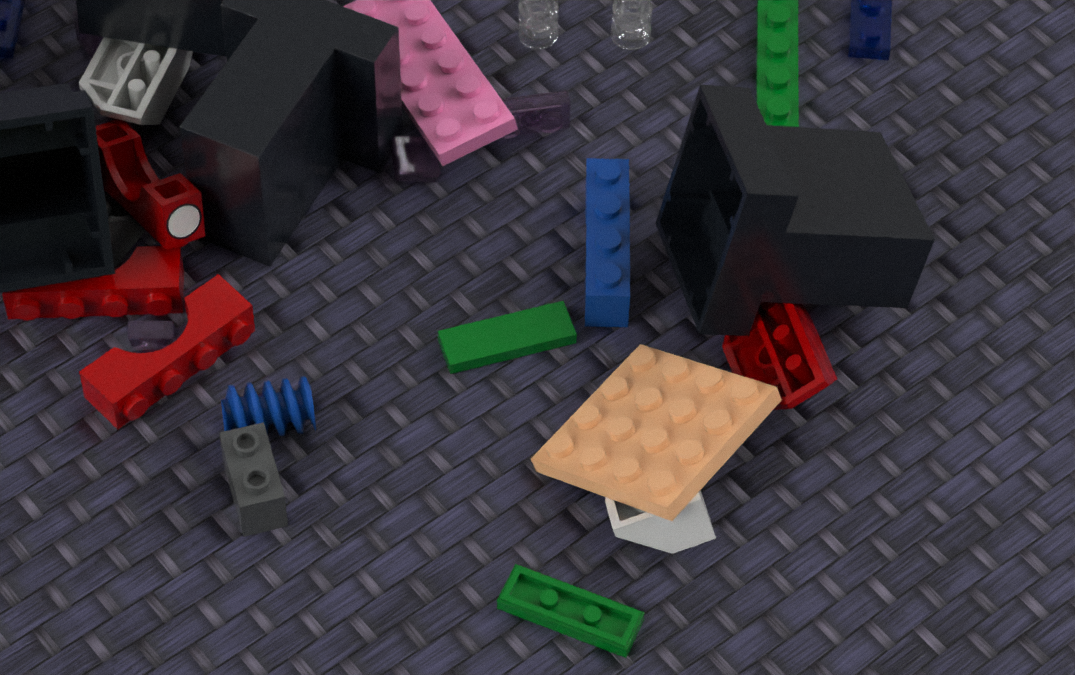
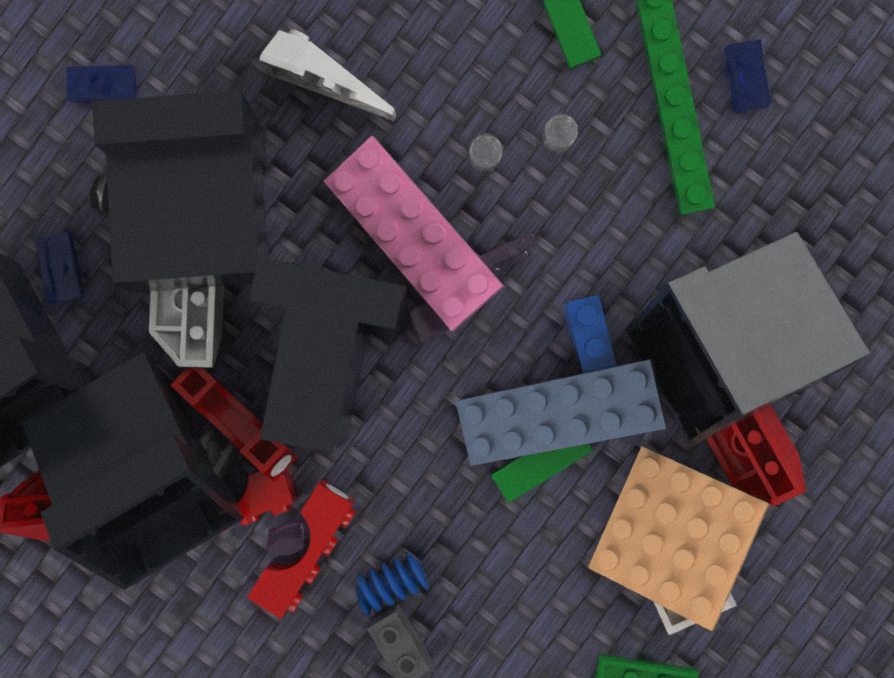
camera: 15 degrees left, 35 degrees up
(545, 263) = (562, 413): none -> sand blue plate

